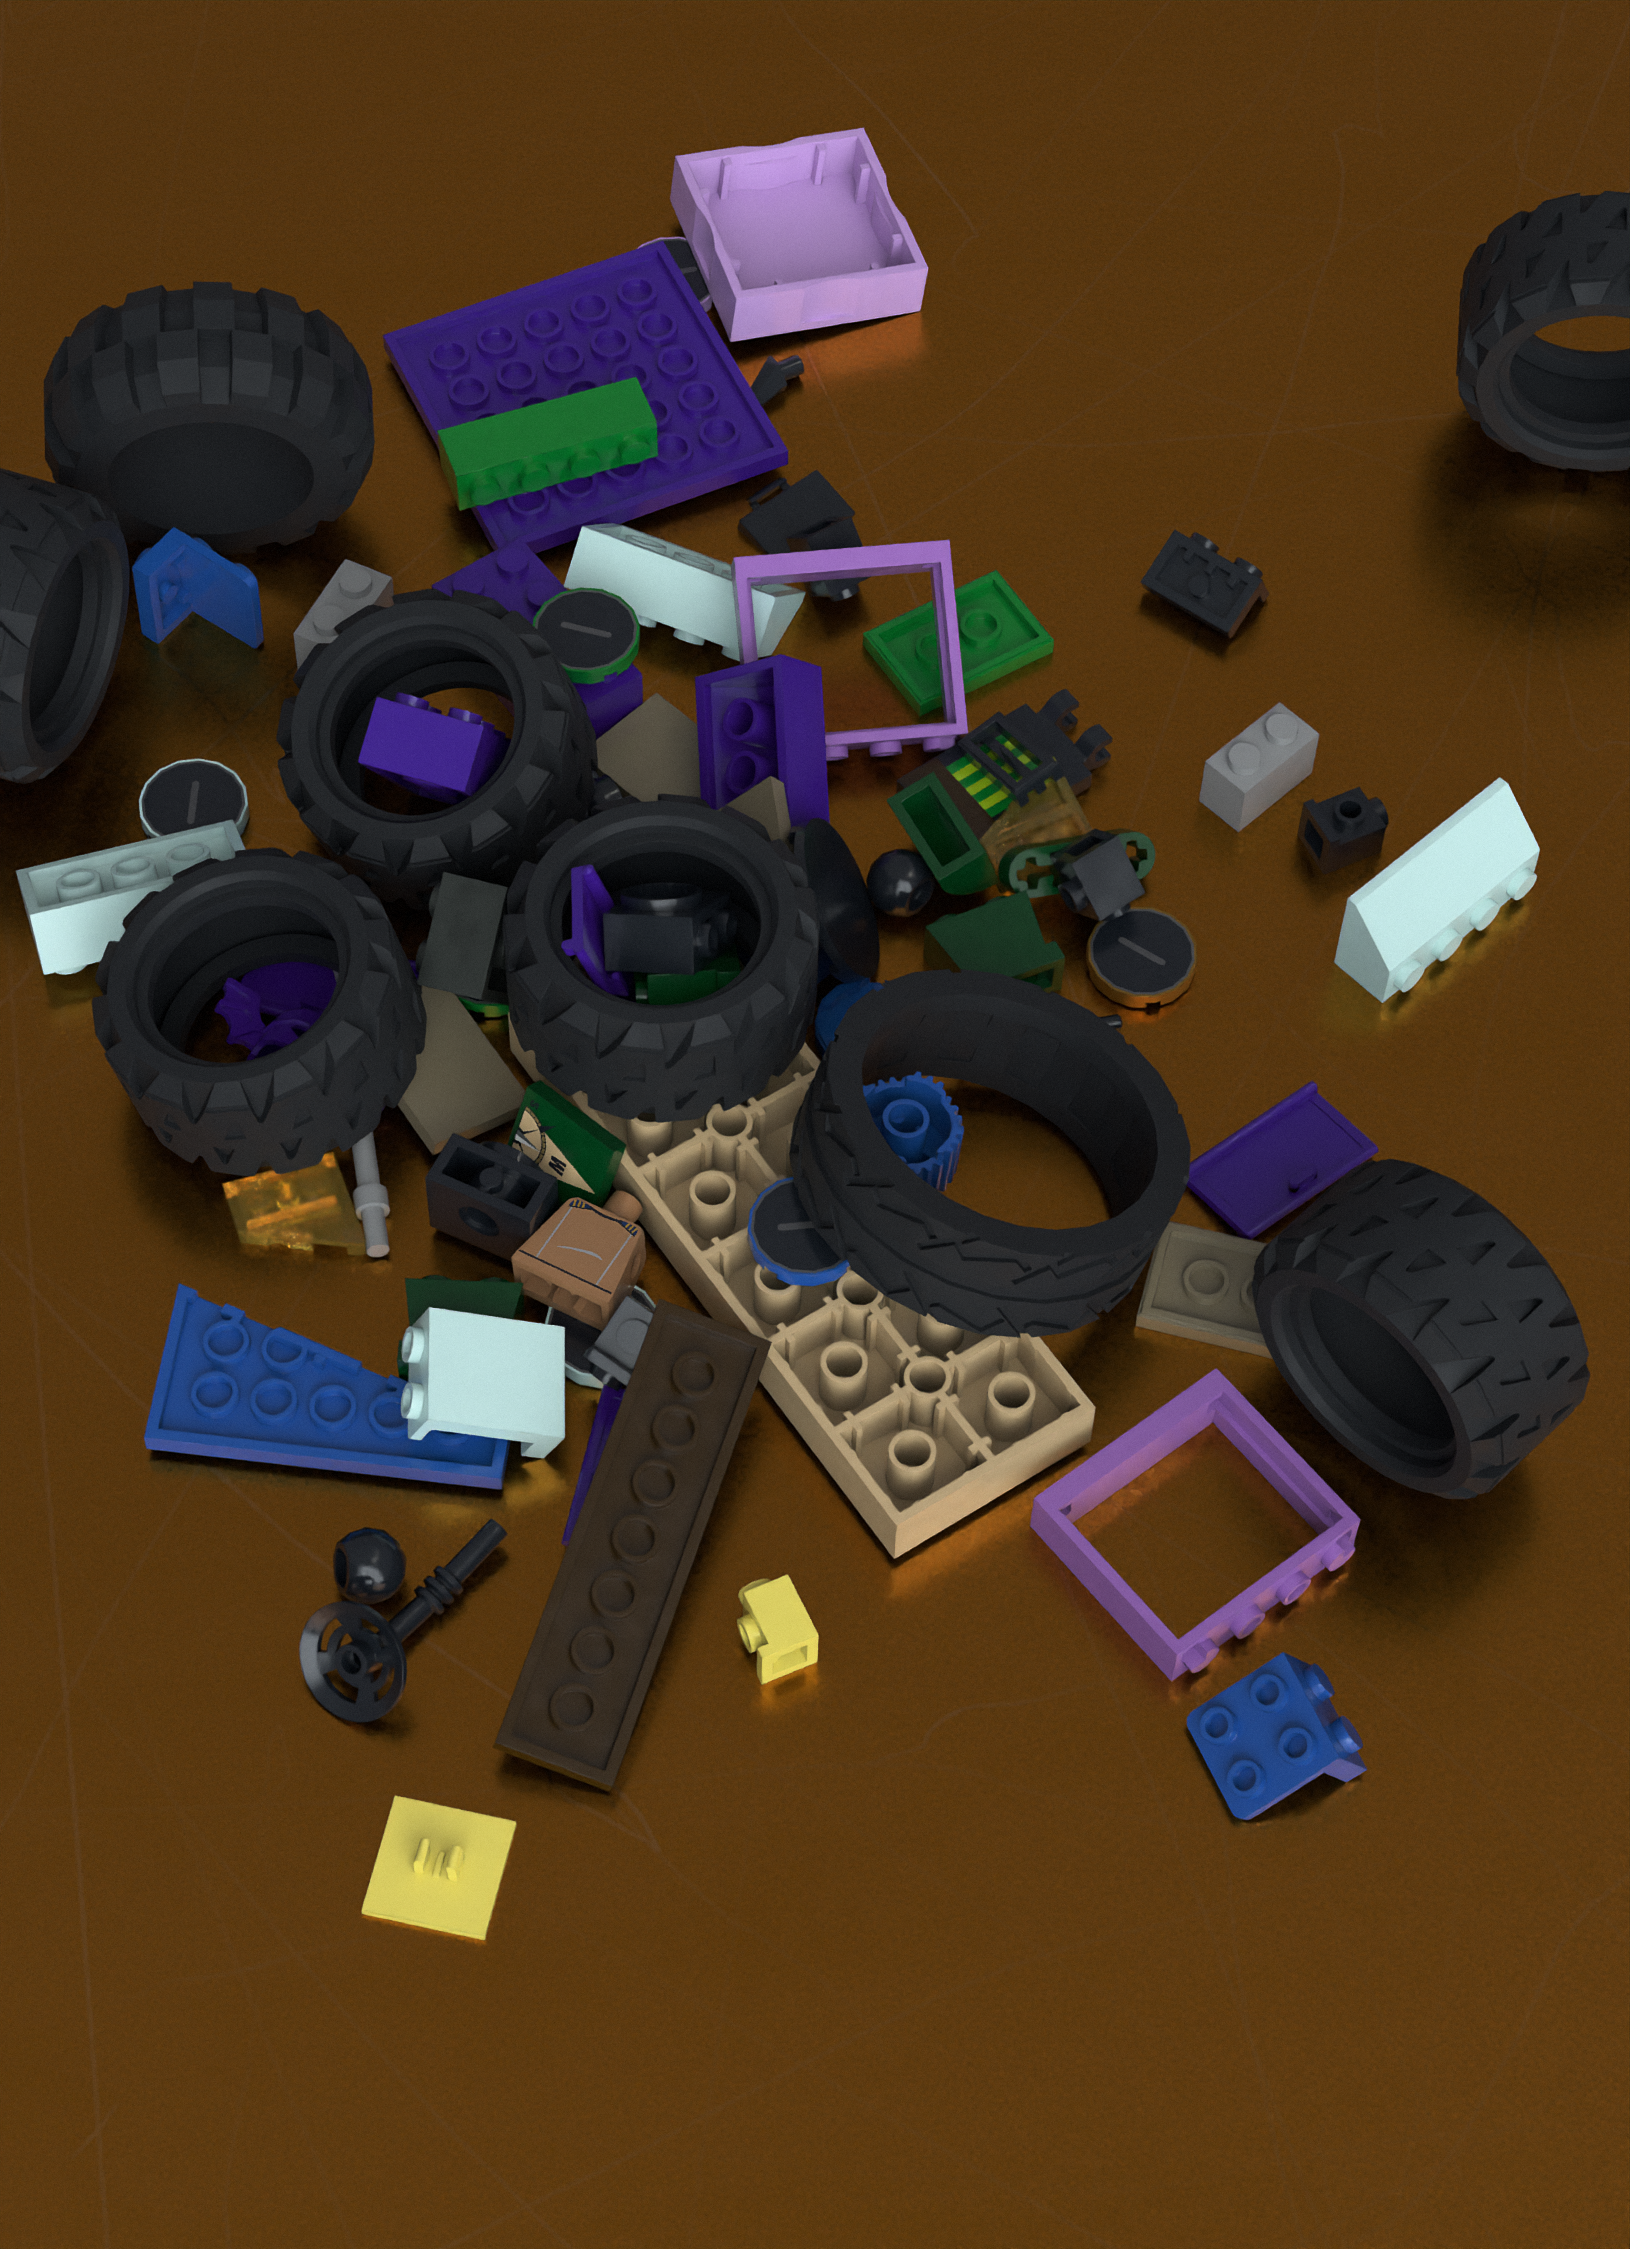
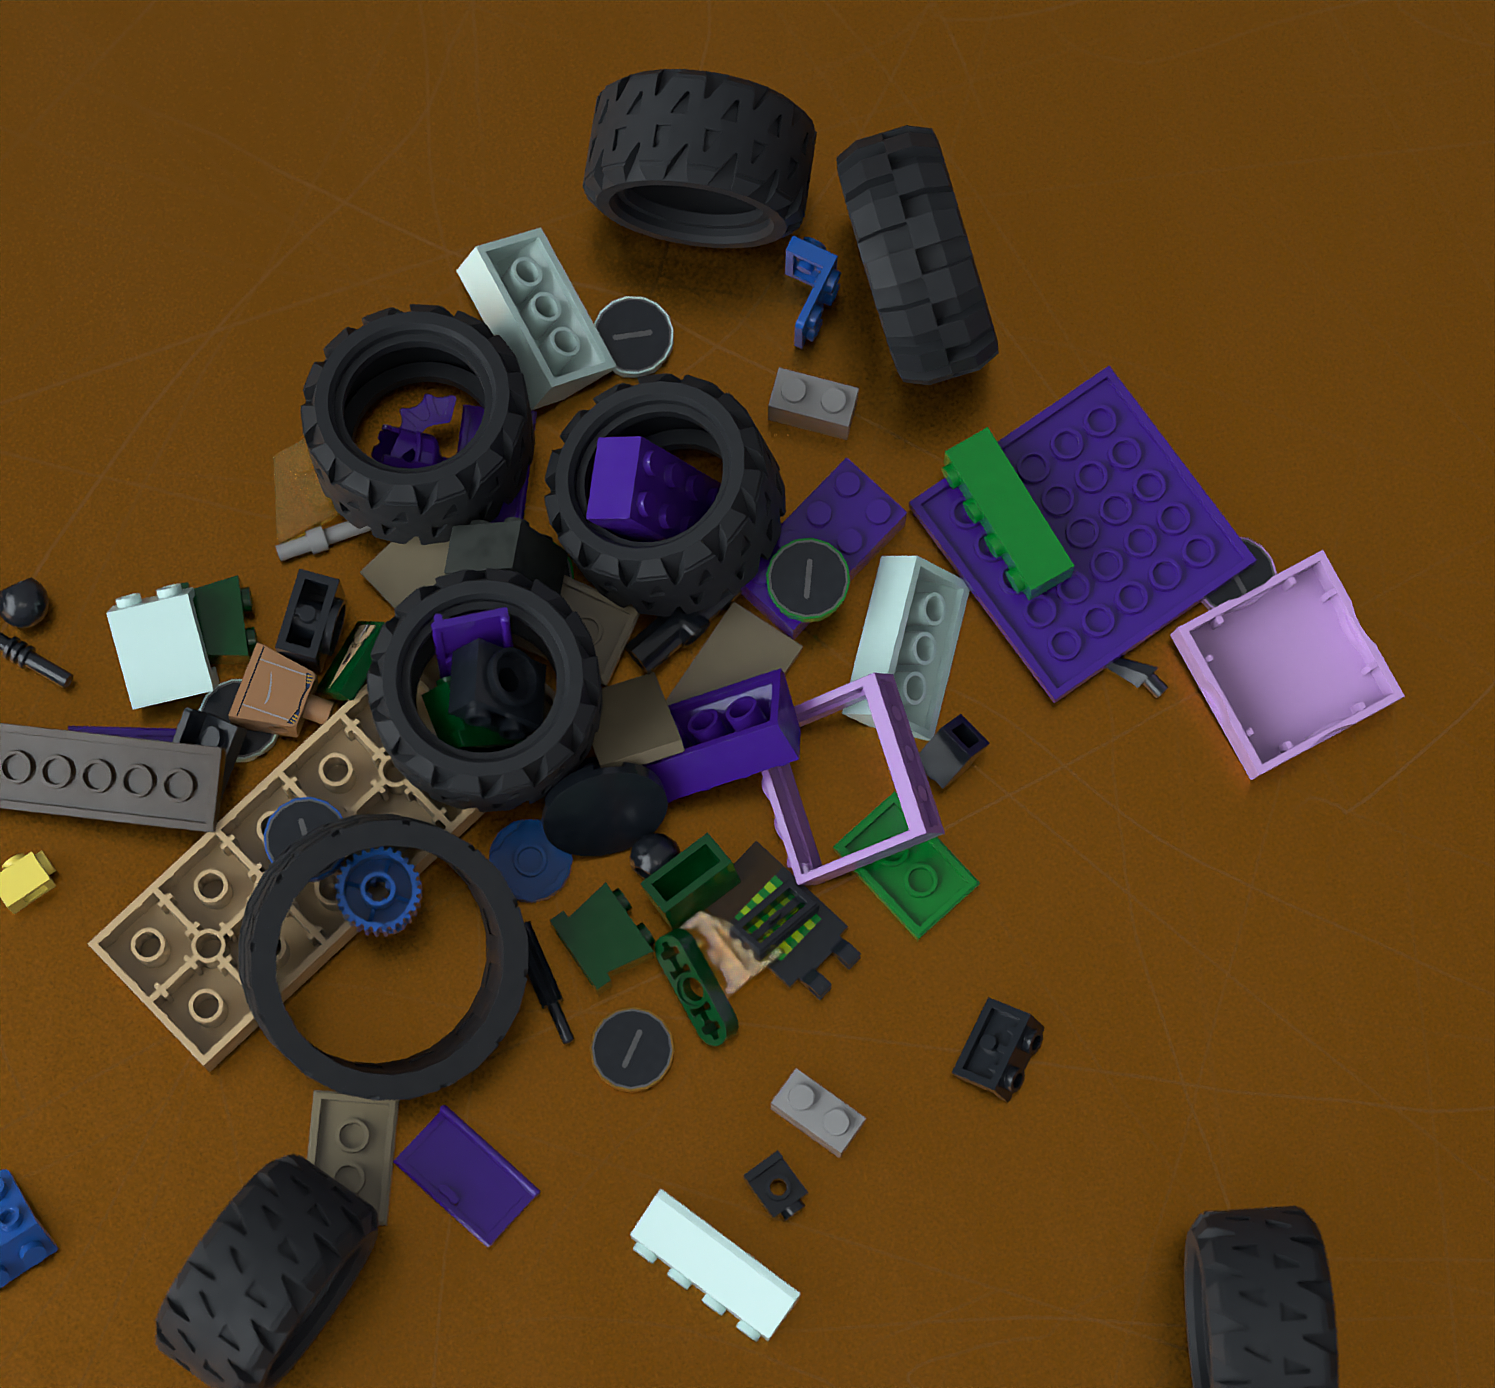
camera: 80 degrees right, 20 degrees up
(290, 1401) = (146, 512): blue wing -> none
(790, 511) = (1008, 719): black piece -> none
(1096, 876) = (674, 1001): black brick -> none
(1120, 1462) = (84, 1195): medium lavender window -> none

